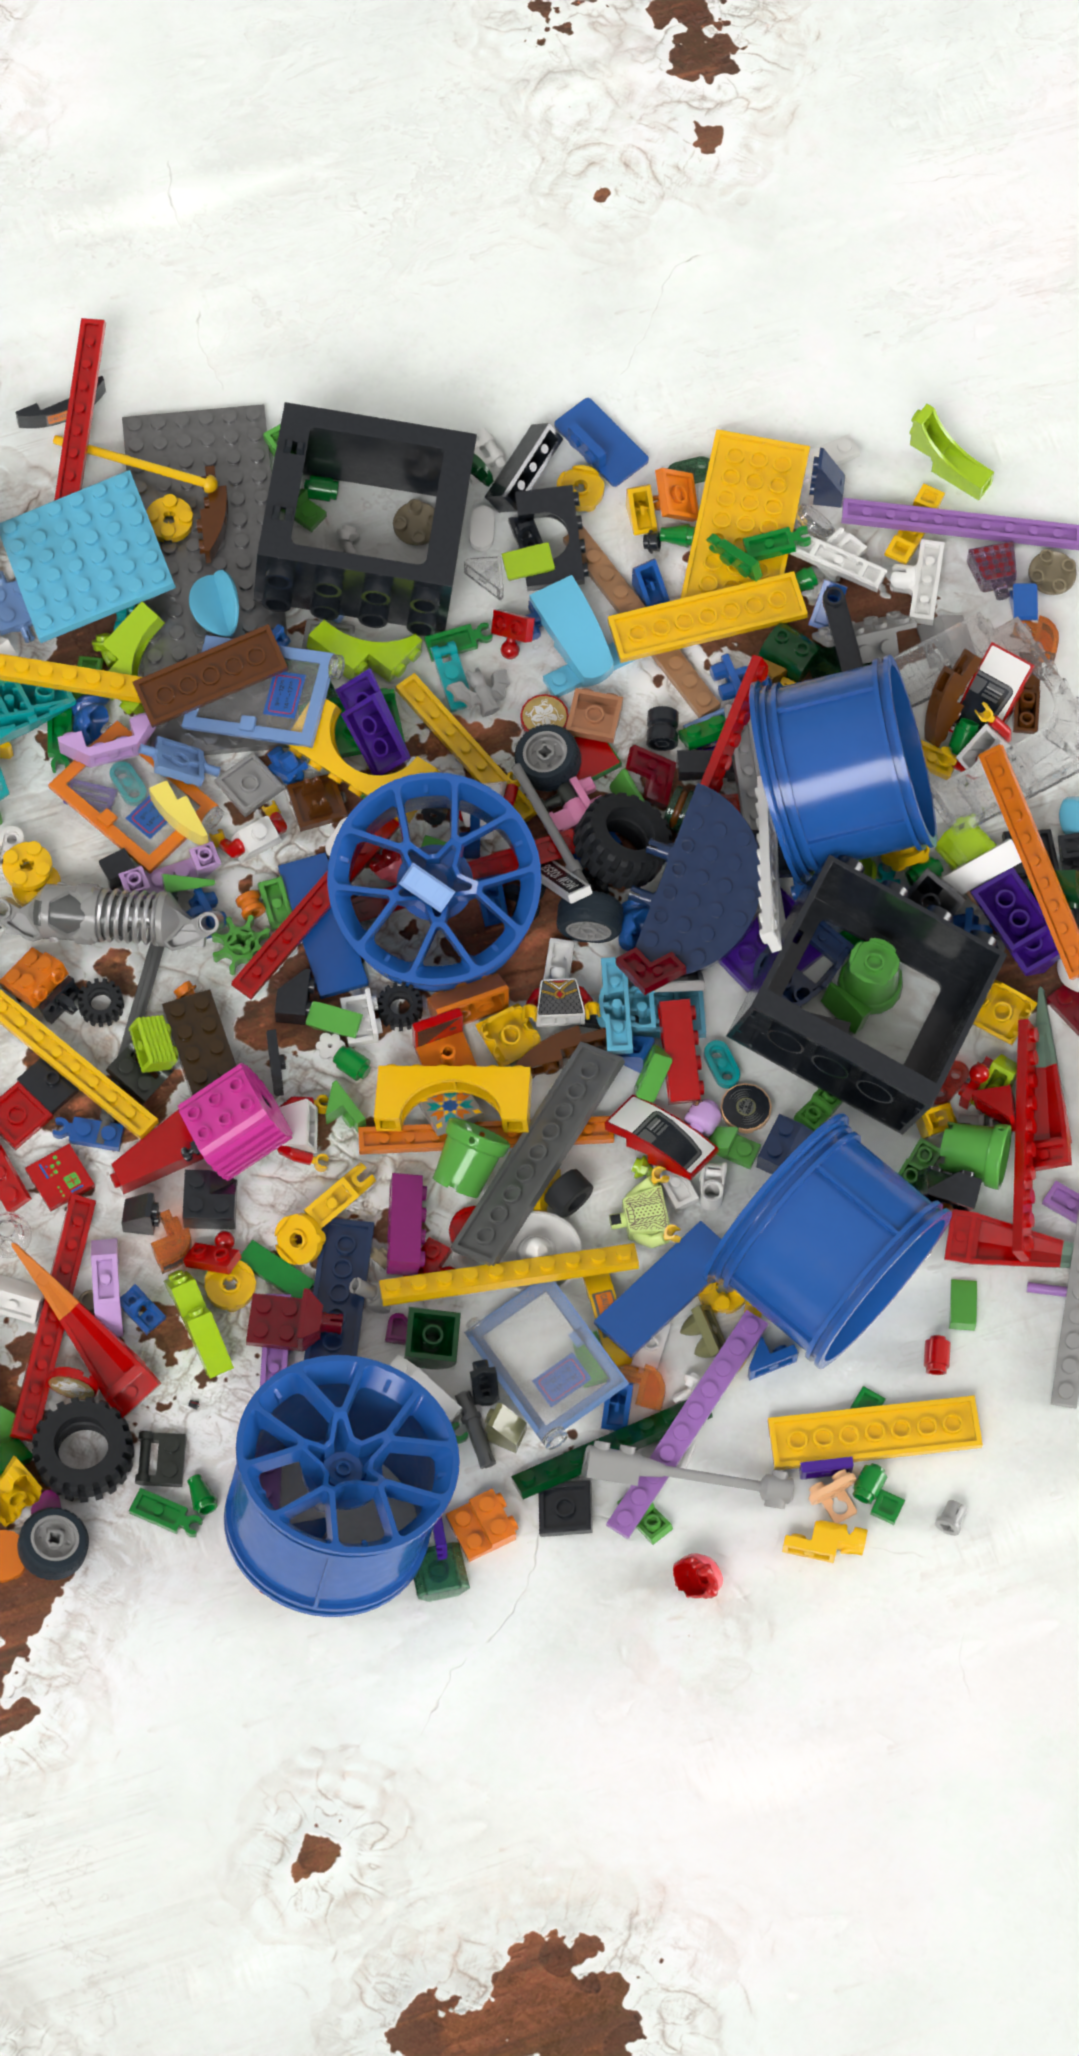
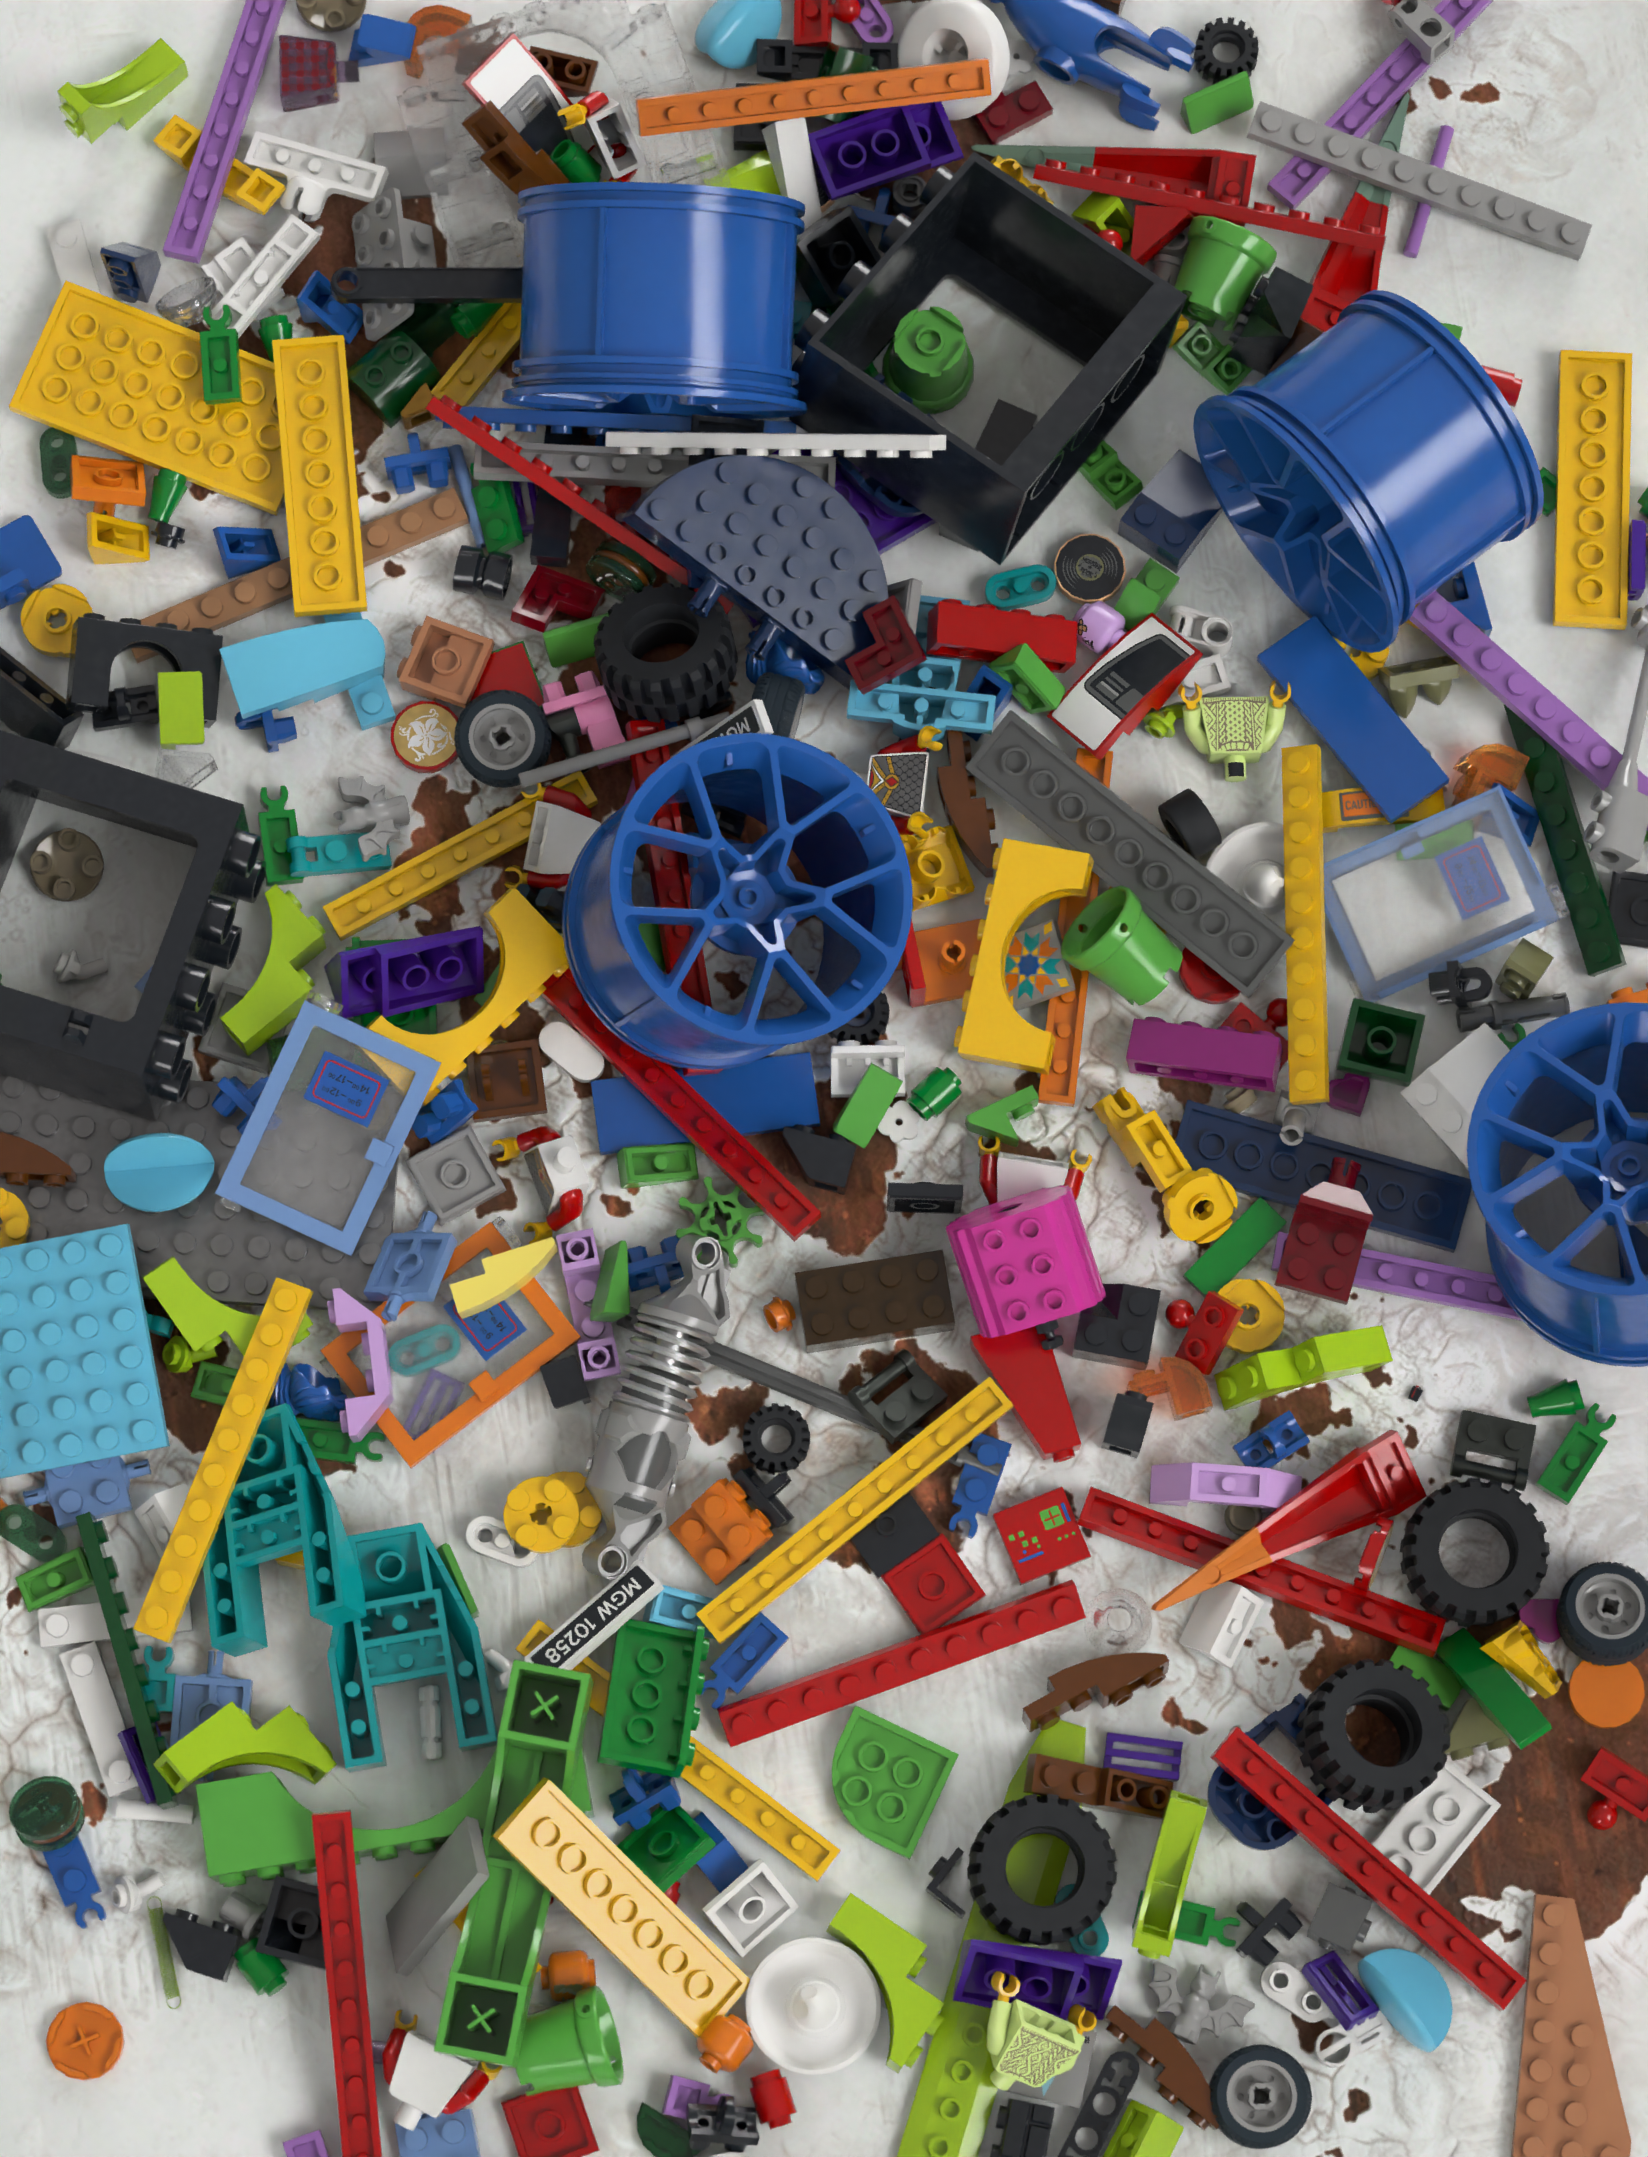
camera: 80 degrees left, 10 degrees up
(153, 1043) = (871, 1365): lime brick -> none
(210, 675) = (299, 1190): reddish brown plate -> none
(250, 904) = (658, 1200): orange wheel -> none
(426, 887) = (771, 902): light blue tile -> none
(514, 628) = (281, 750): red plate -> none
(690, 1382) = (1491, 710): white plate -> none
(733, 556) = (232, 418): green plate -> none
(846, 1007) = (968, 402): bright green slope -> none

